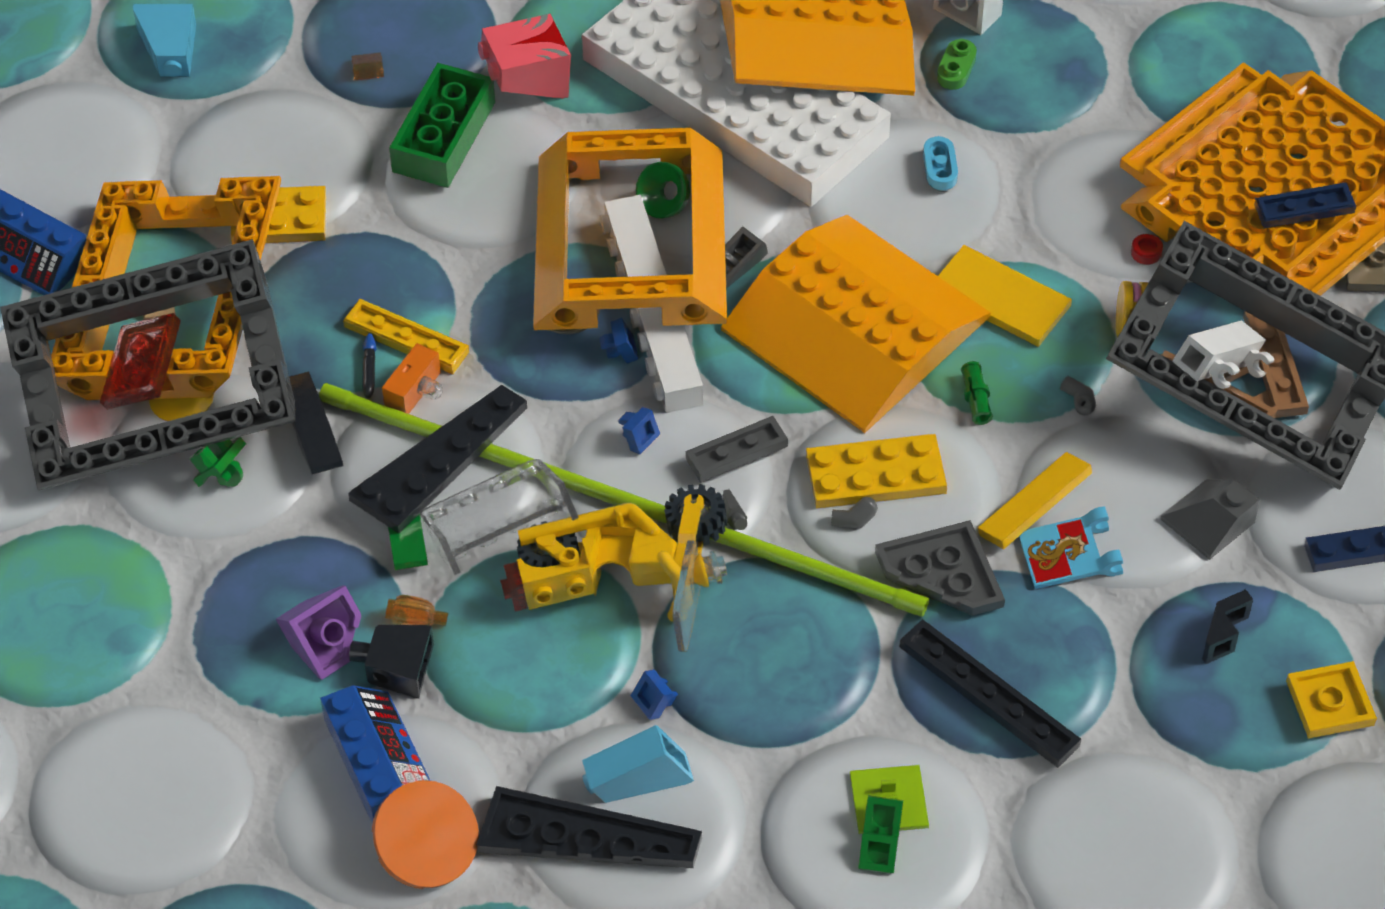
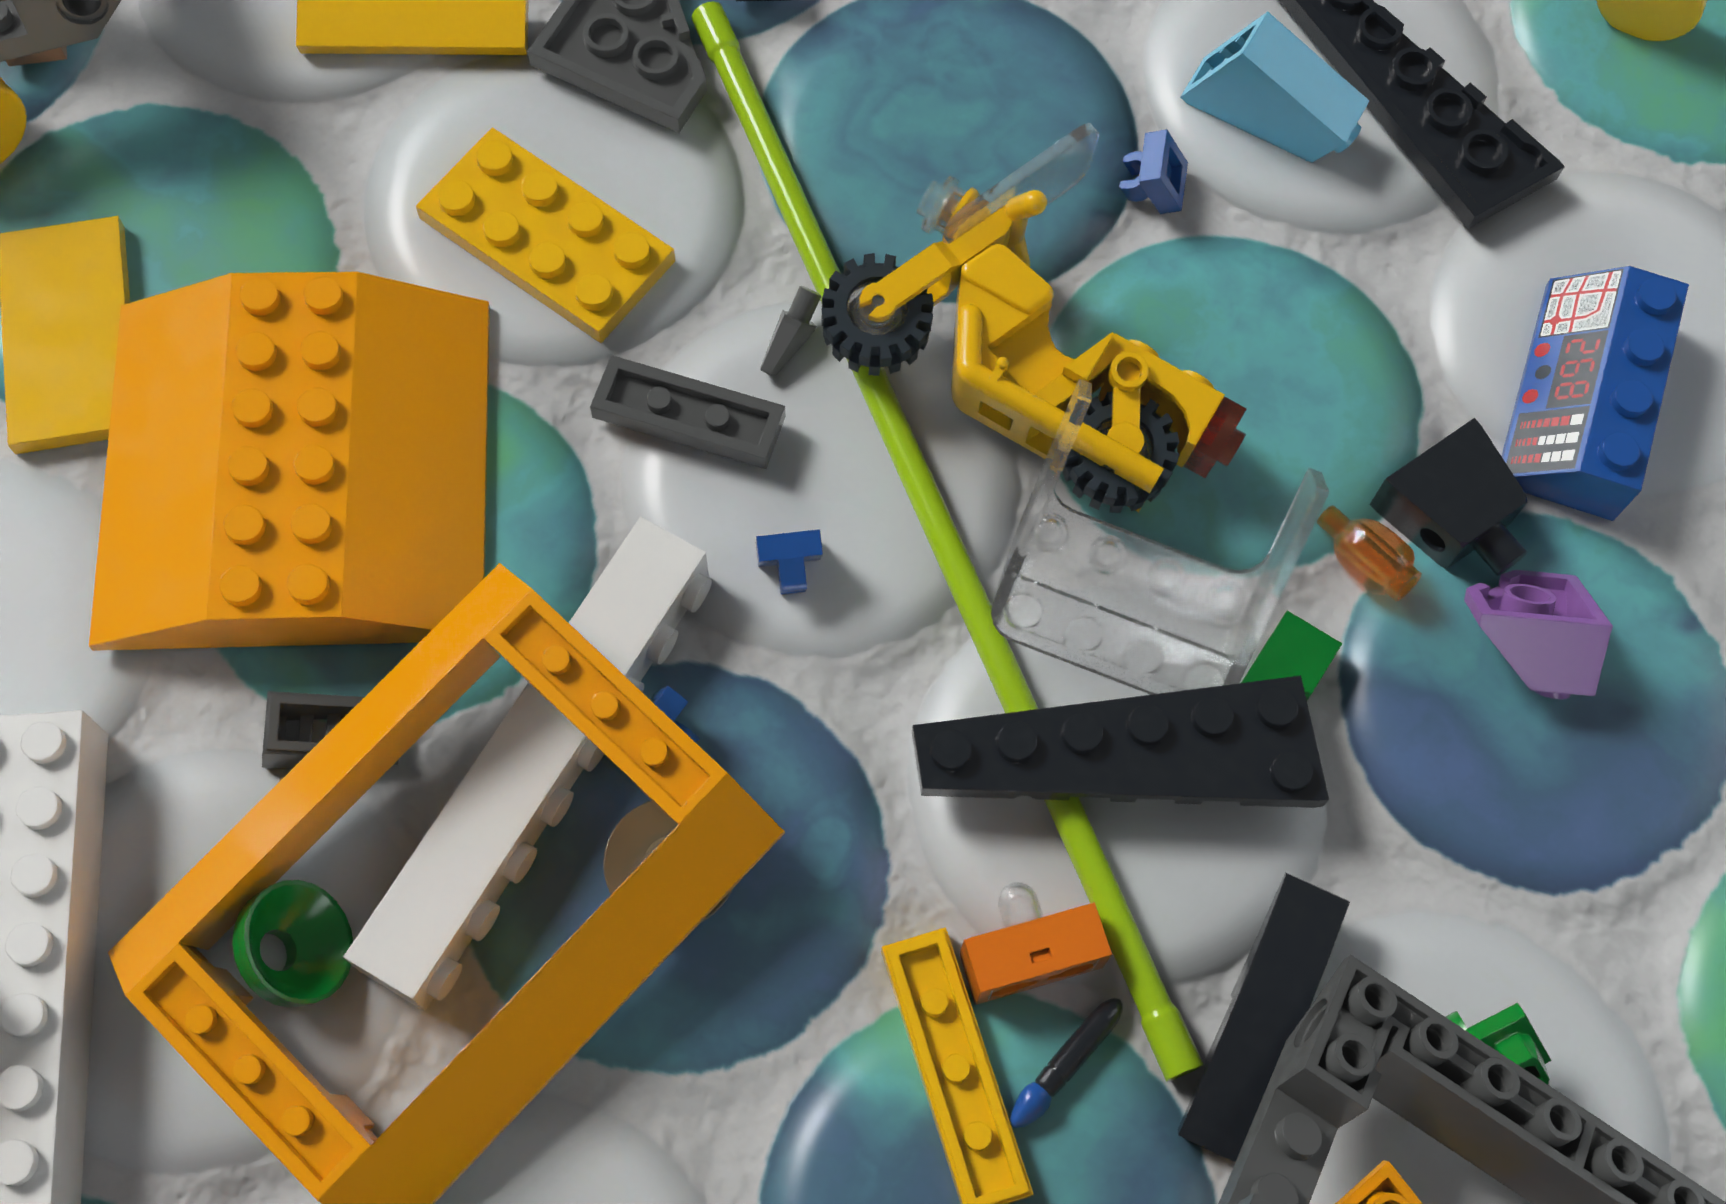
camera: 140 degrees left, 15 degrees up
(425, 834) = (1631, 216): orange tile -> none
(857, 516) = (647, 189): dark grey arm -> none
(976, 393) = (317, 190): green pin -> none
(1083, 395) = (174, 99): dark grey arm -> none

